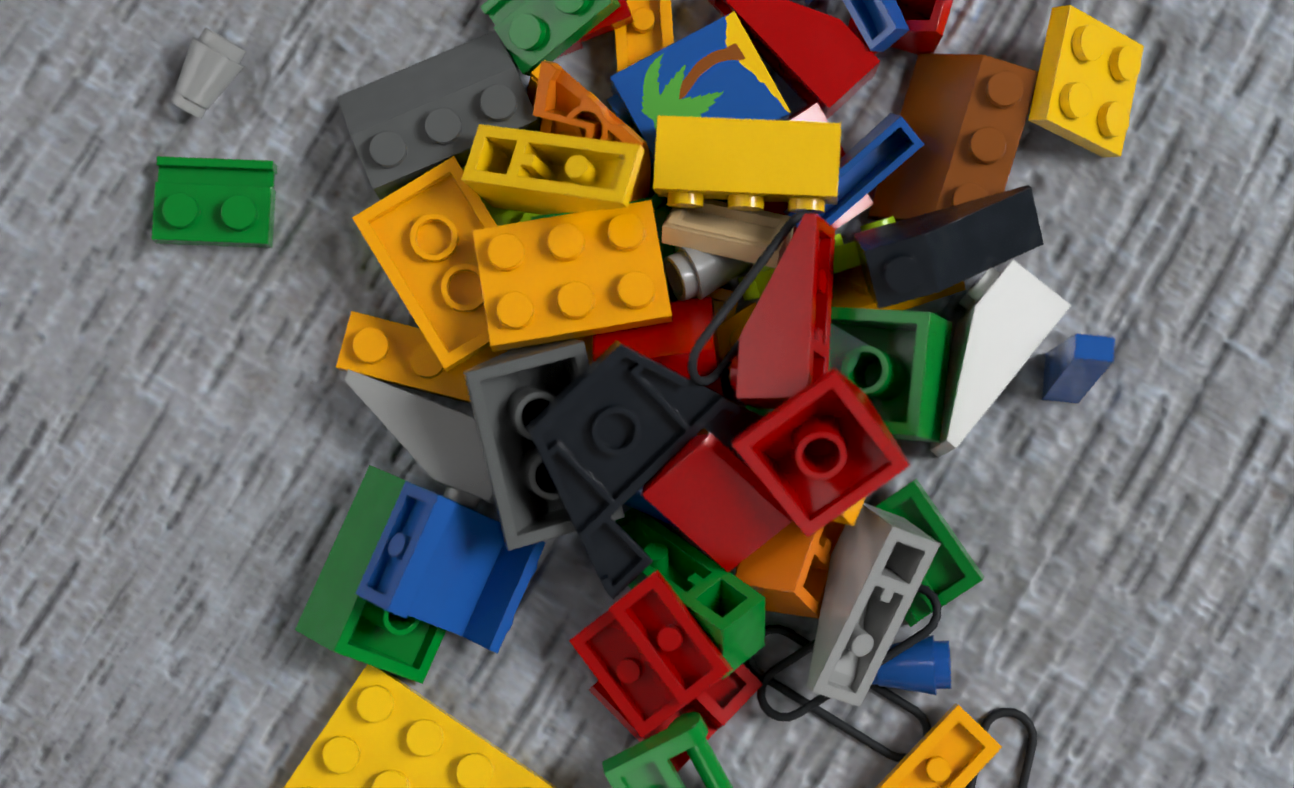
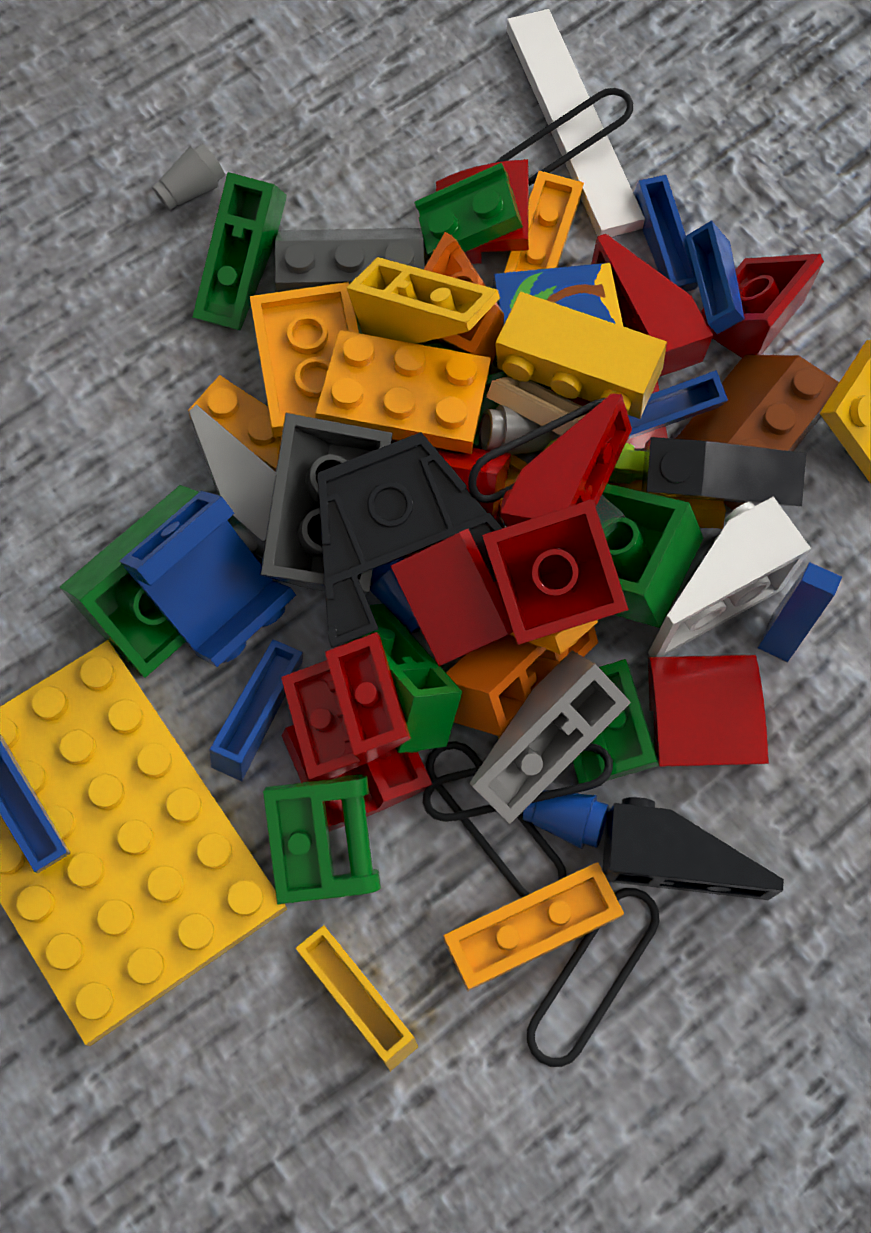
camera: 15 degrees right, 15 degrees down
(214, 202) = (151, 268): green plate -> none
(307, 148) = (238, 249): none -> green slope
(552, 673) = (254, 711): none -> blue piece
(1013, 496) = (707, 710): none -> red slope
(1020, 666) = (670, 852): none -> black slope

